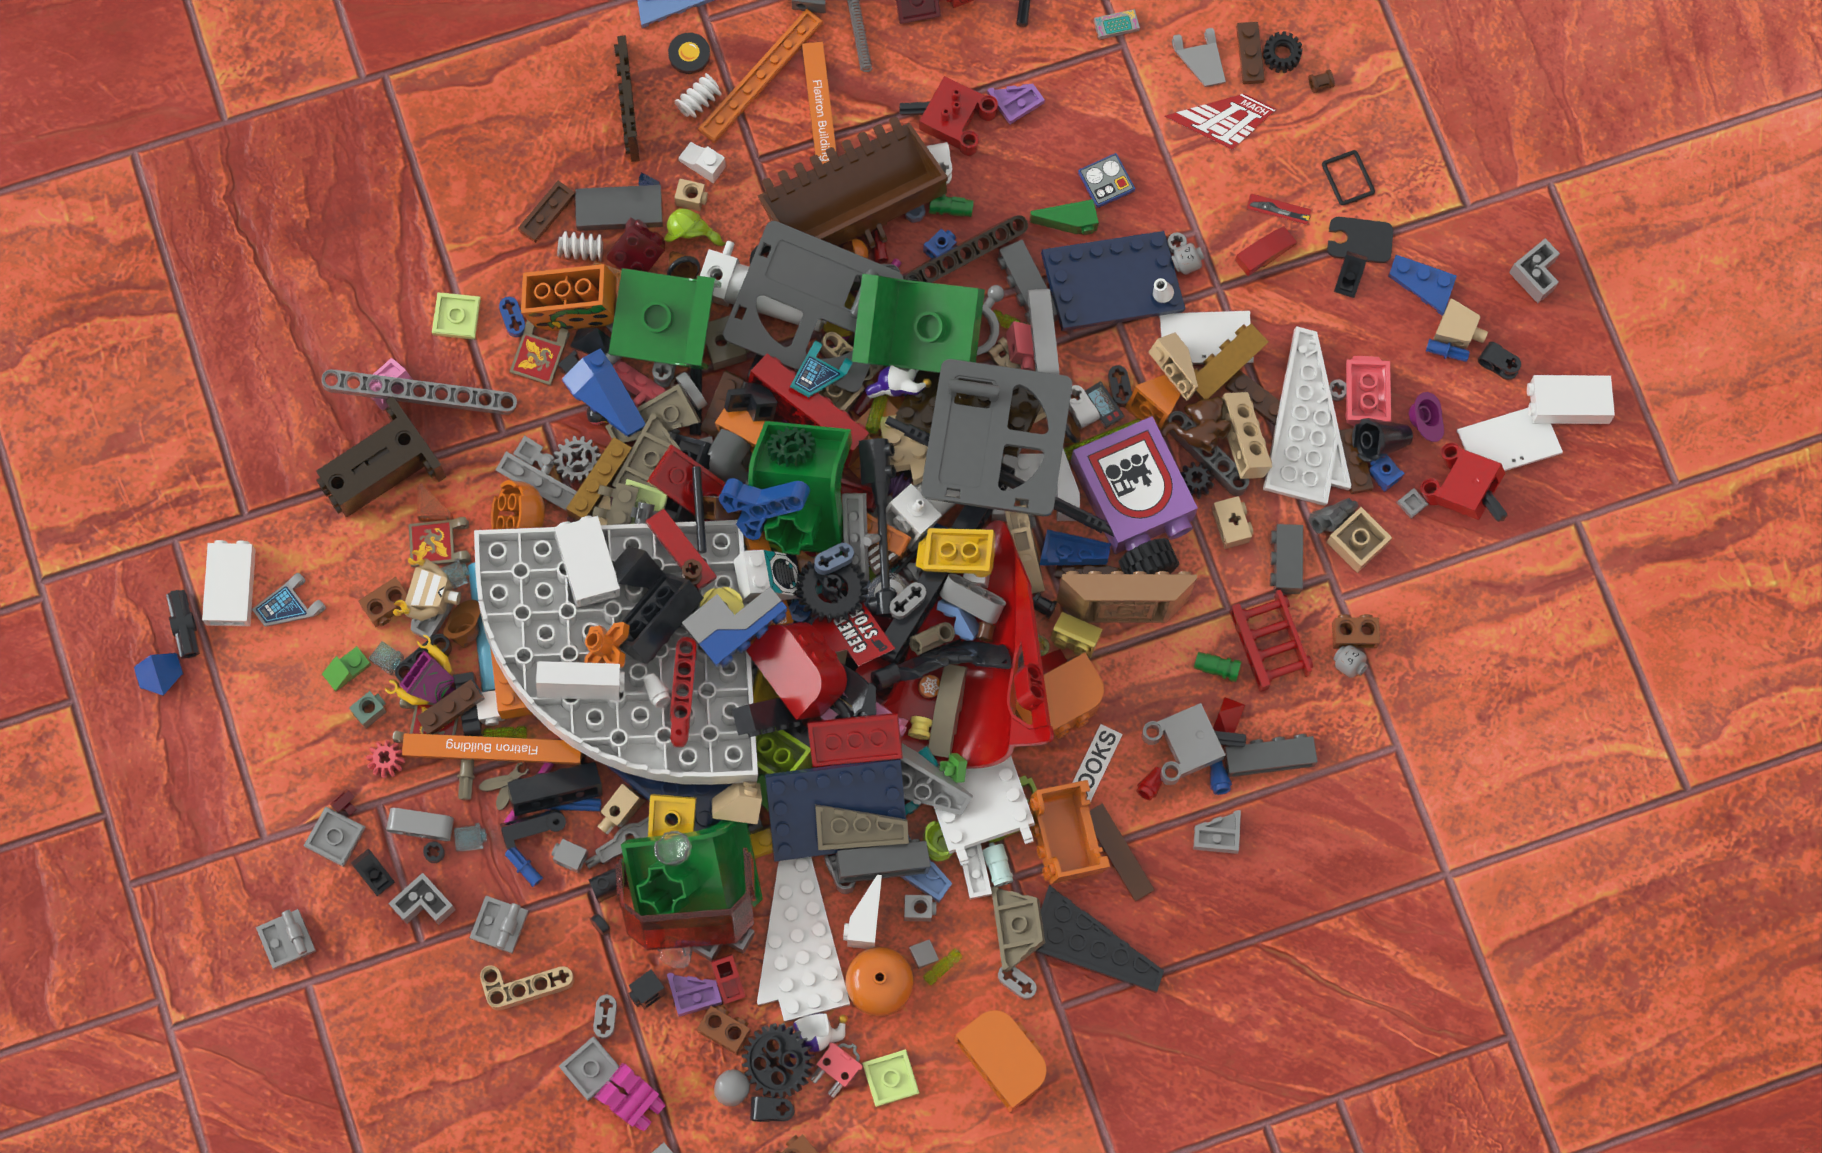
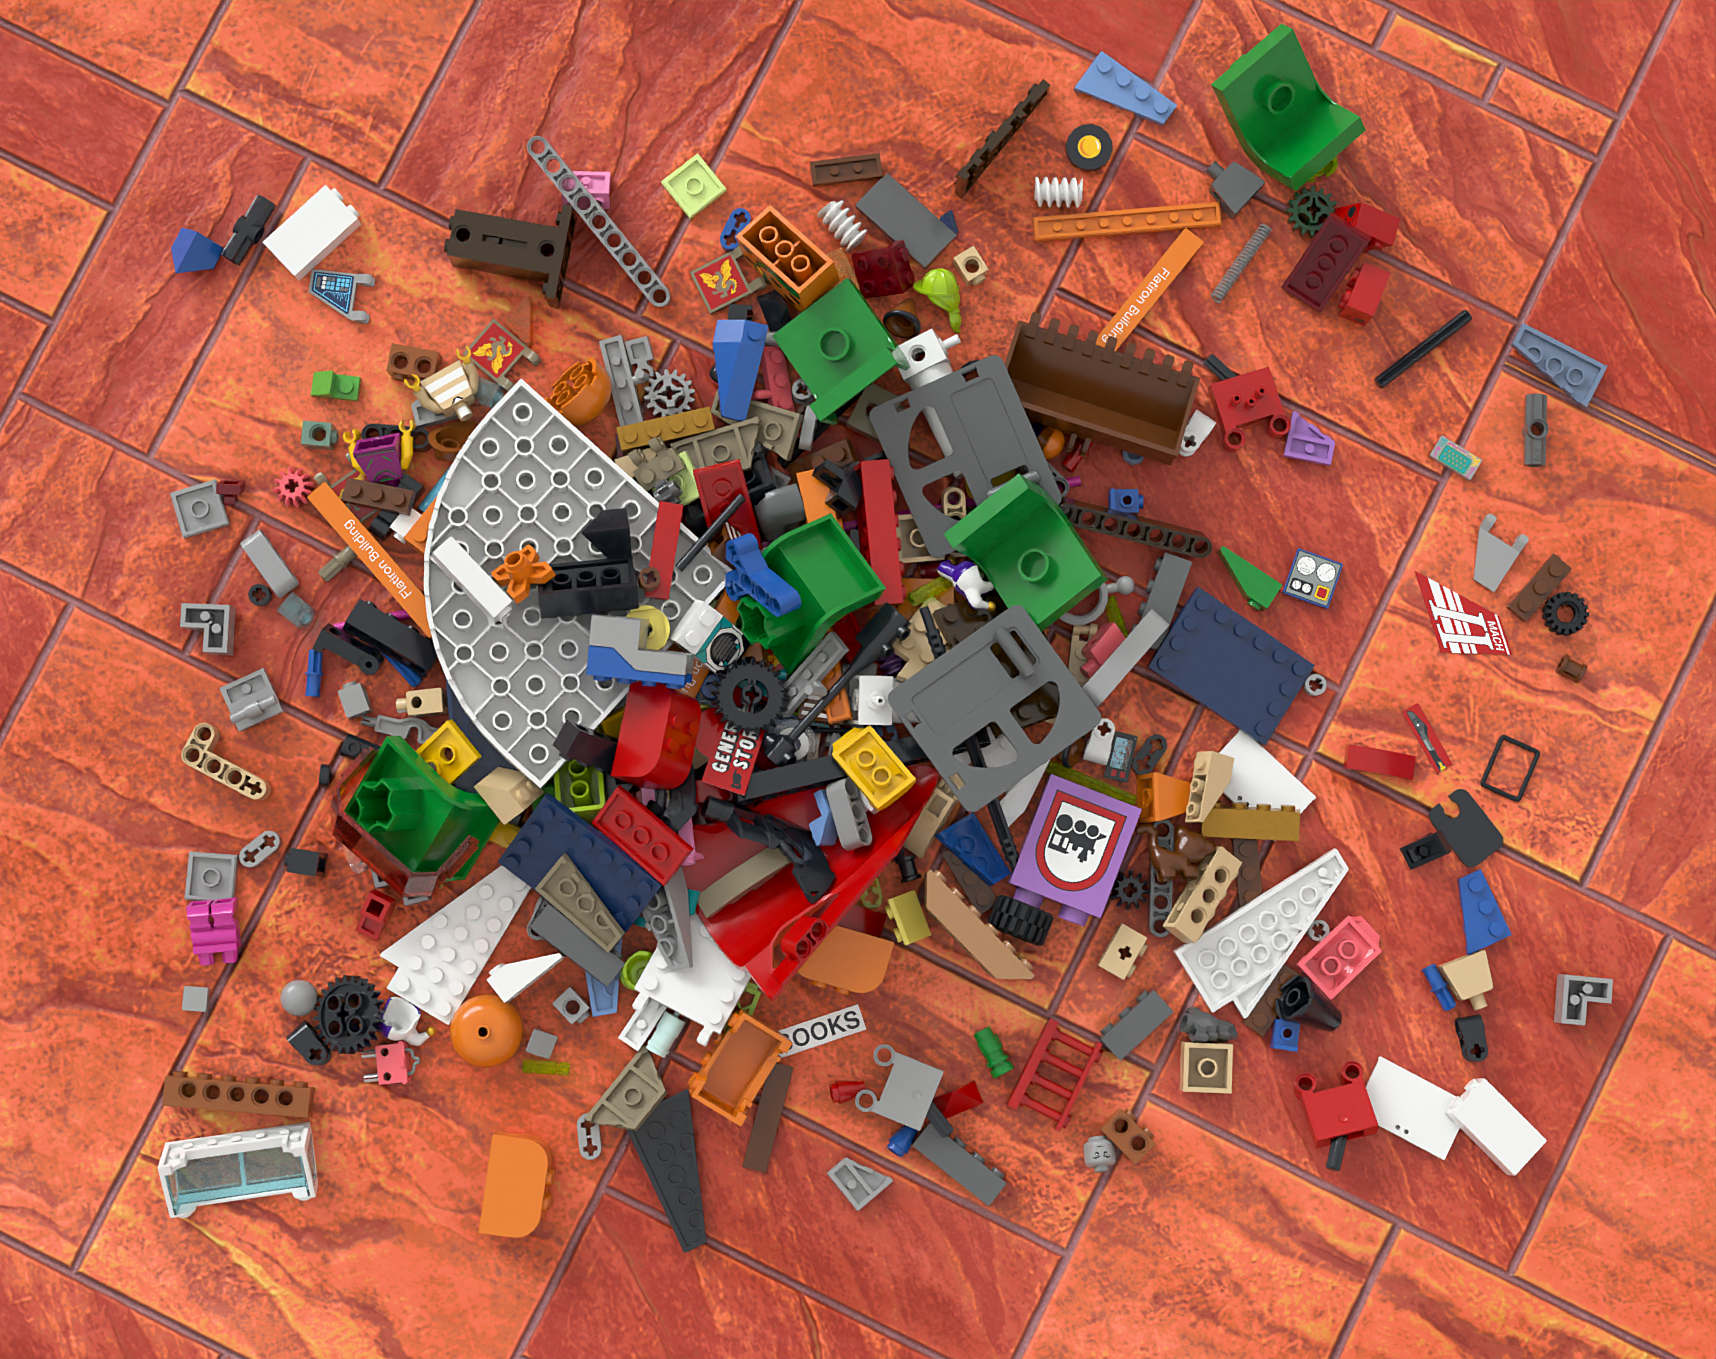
camera: 45 degrees right, 10 degrees up
(286, 939) = (87, 552): light grey plate -> none
(372, 872) = (198, 565): black slope -> none
(386, 657) = (373, 408): clear light blue bracket -> none
(501, 782) = (364, 593): dark tan piece -> none
(506, 732) = (402, 556): clear neon green axle -> none
(587, 561) = (579, 489): white brick -> none
(657, 691) = (528, 646): white cone -> none
(673, 848) = (413, 783): clear hair -> none
(681, 726) = (518, 694): red piece -> none
(693, 994) = (340, 898): medium lavender wing -> none
(703, 161) = (1008, 248): white arch -> none
(720, 1034) = (328, 950): dark orange brick -> none
(791, 446) = (825, 556): dark green gear -> none
(816, 374) = (911, 514): flag -> none
(835, 563) = (772, 681): sand blue beam -> none
(890, 1078) = (422, 1111): yellowish green tile -> none
(904, 597) = (794, 760): light grey beam -> none
(920, 727) = (708, 872): light yellow wheel -> none
(929, 686) = (749, 848): orange tile -> none
(932, 638) = (786, 811): dark tan piece -> none
(951, 205) = (1167, 479): green axle -> none
(954, 767) = (701, 930): bright green tile -> none
(985, 632) = (833, 849): reddish brown axle -> none
(1162, 291) = (1259, 720): white cone -> none
(1188, 258) = (1309, 707): light grey head -> none
(1412, 503) = (1281, 1079): light grey tile -> none
(1427, 416) = (1364, 1025): magenta piece -> none

